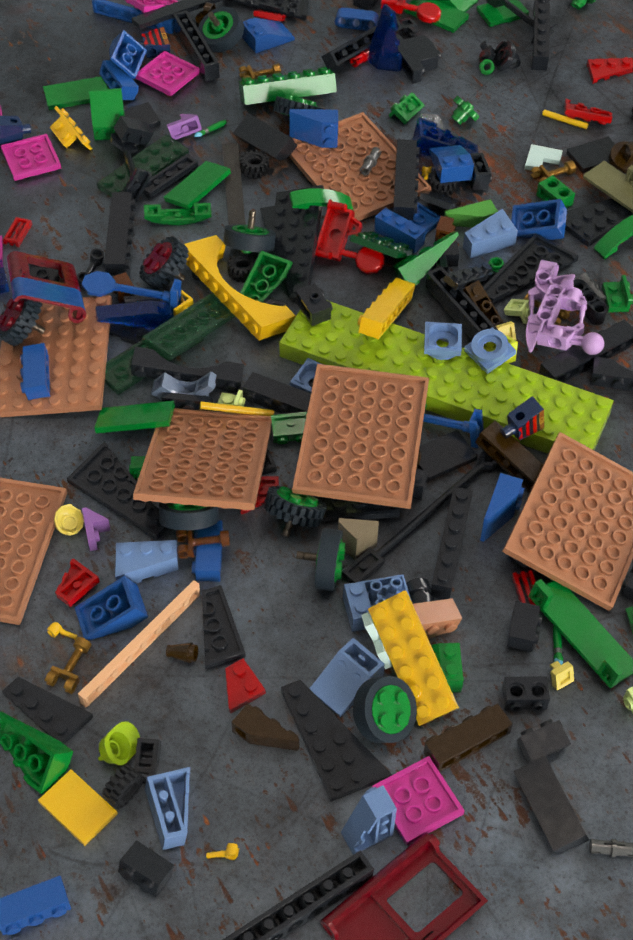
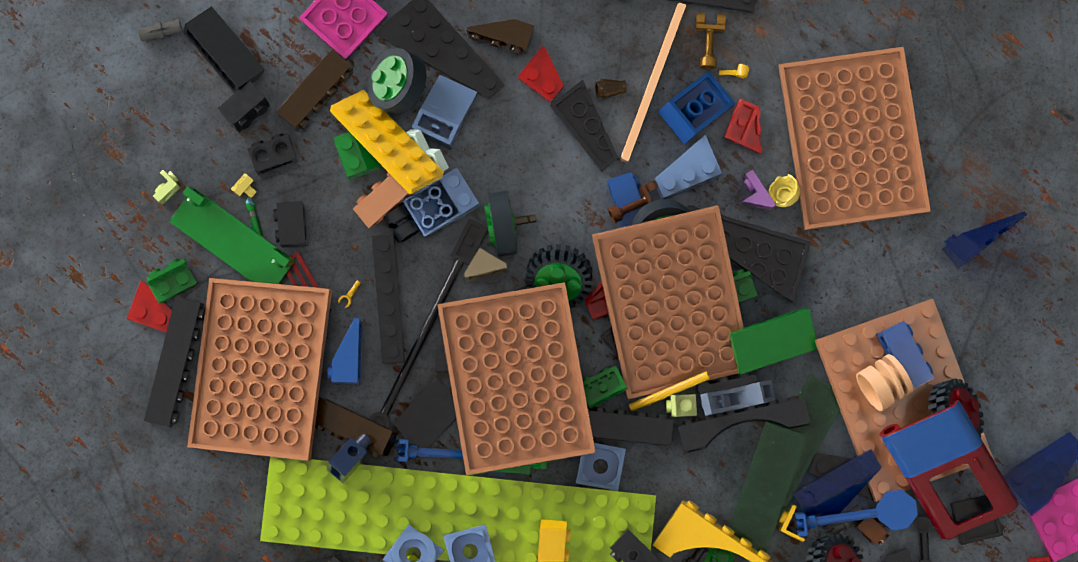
camera: 160 degrees right, 30 degrees up
(62, 350) = (884, 382): none -> light nougat wheel
(487, 560) = (349, 295): none -> yellow hand

